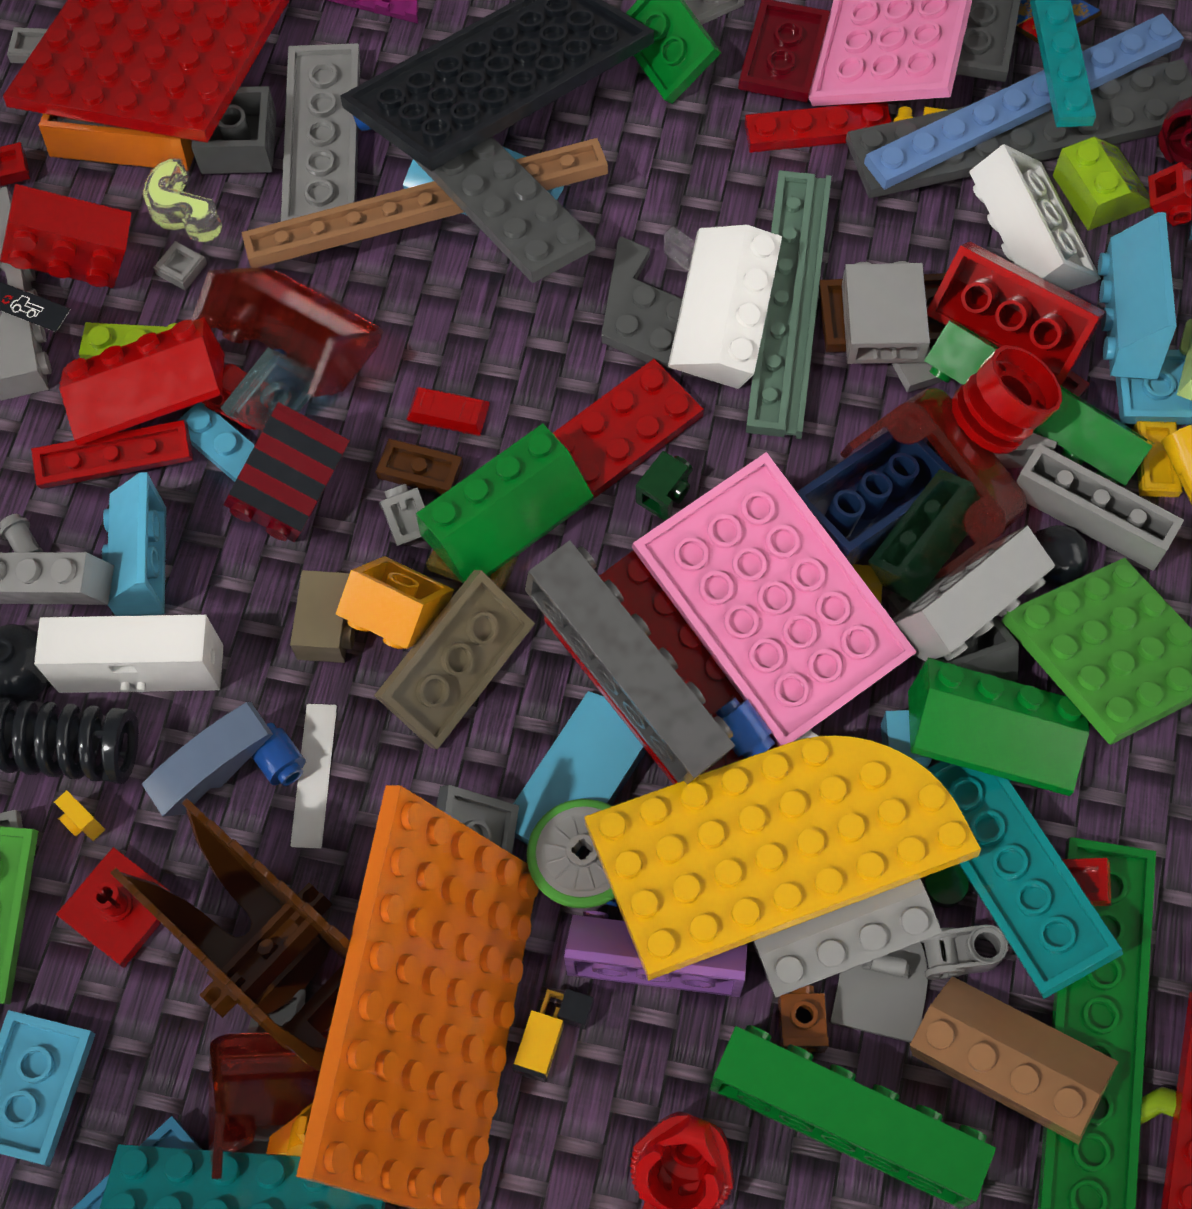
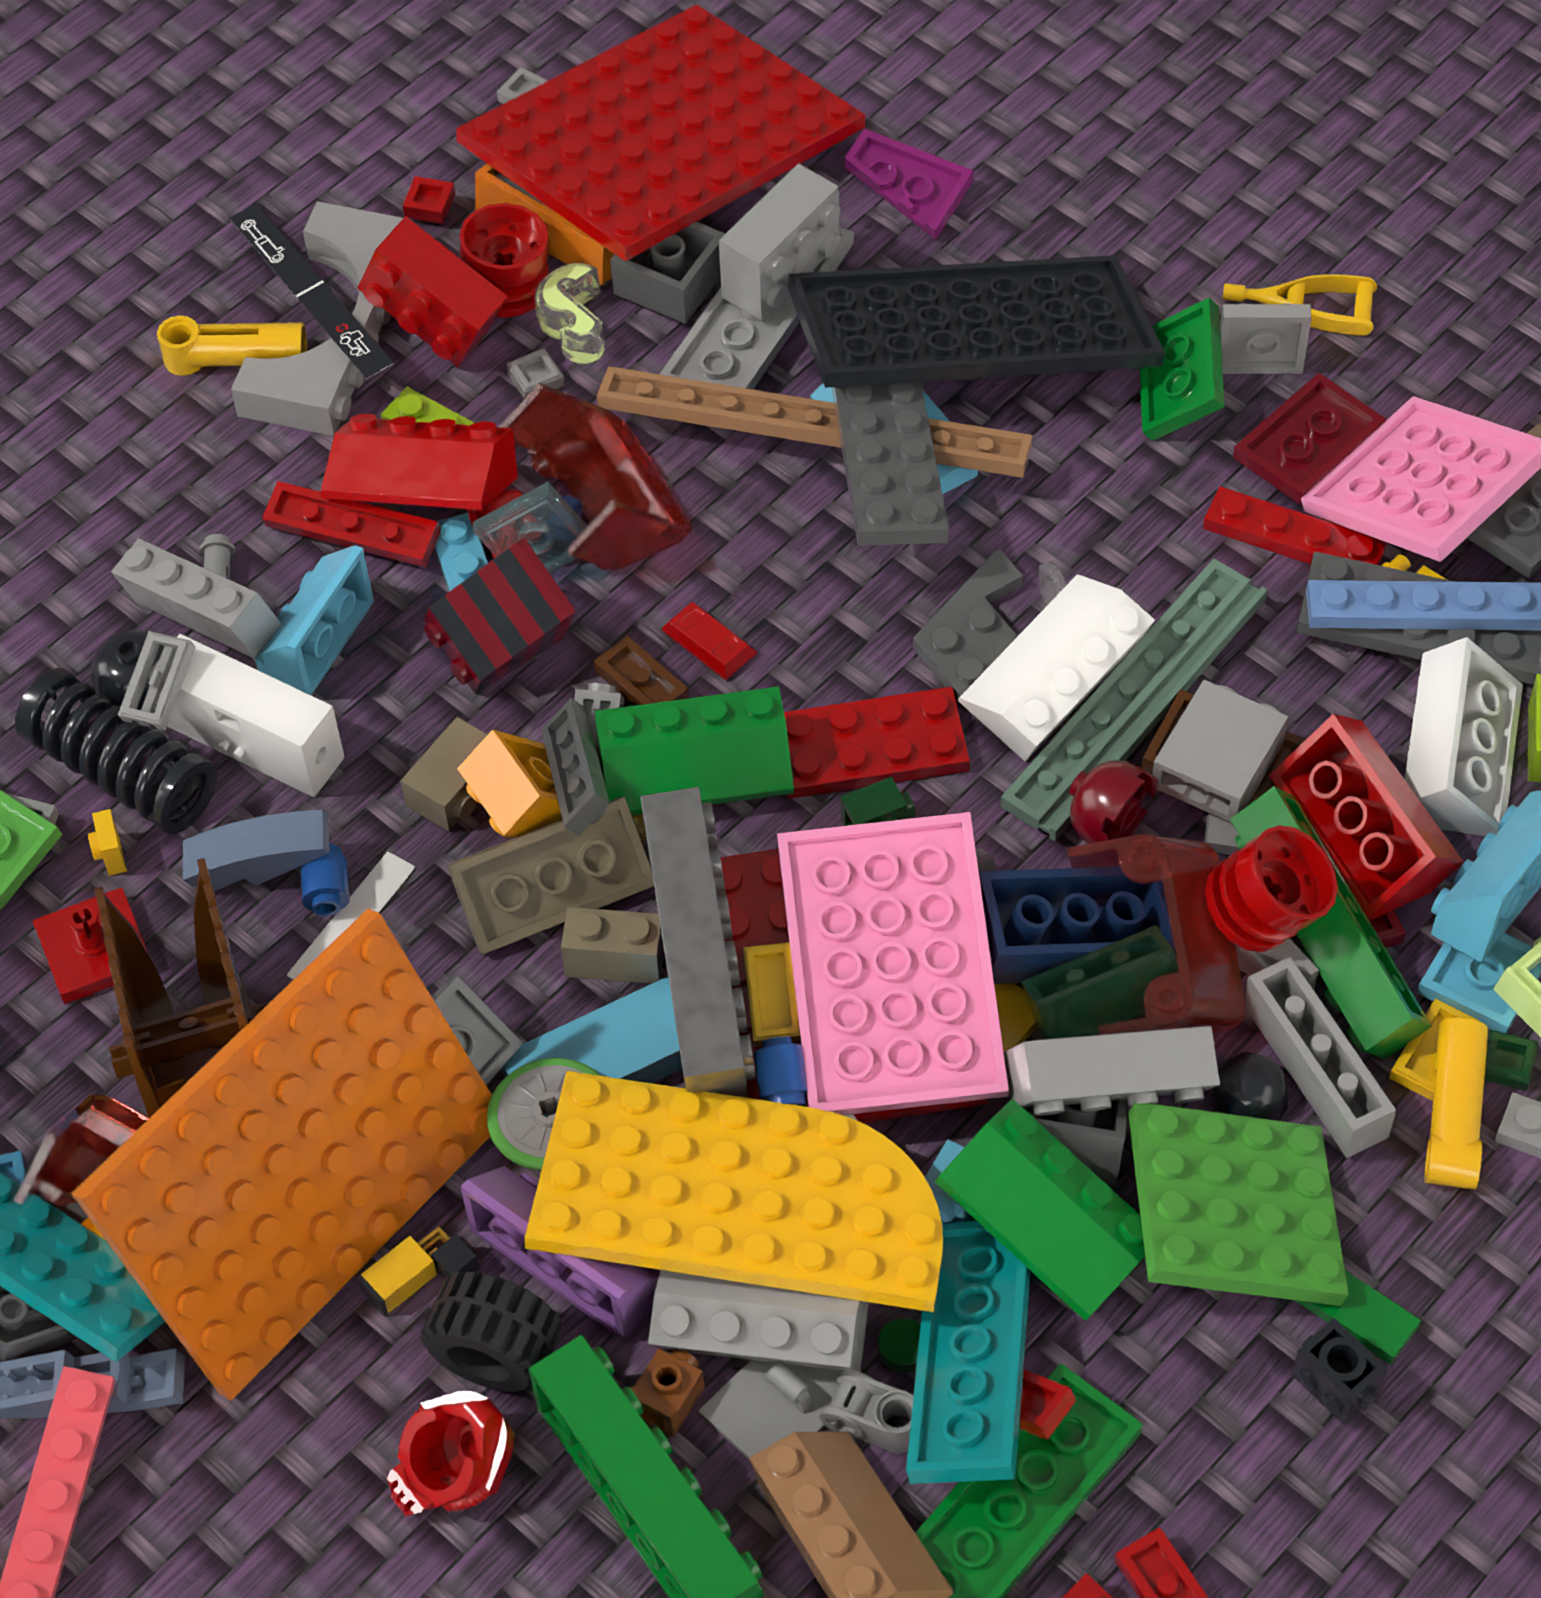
camera: 30 degrees right, 10 degrees down
(63, 663) = (161, 716): none -> light grey tile
(103, 173) = (509, 250): none -> red wheel
(317, 73) = (779, 236): none -> light grey brick
(427, 565) = (575, 767): none -> dark grey plate
(536, 689) = (612, 945): none -> dark tan brick
(653, 1057) = (490, 1330): none -> black tyre
(699, 666) = (771, 992): none -> yellow tile
(830, 390) = (1110, 800): none -> dark red cylinder

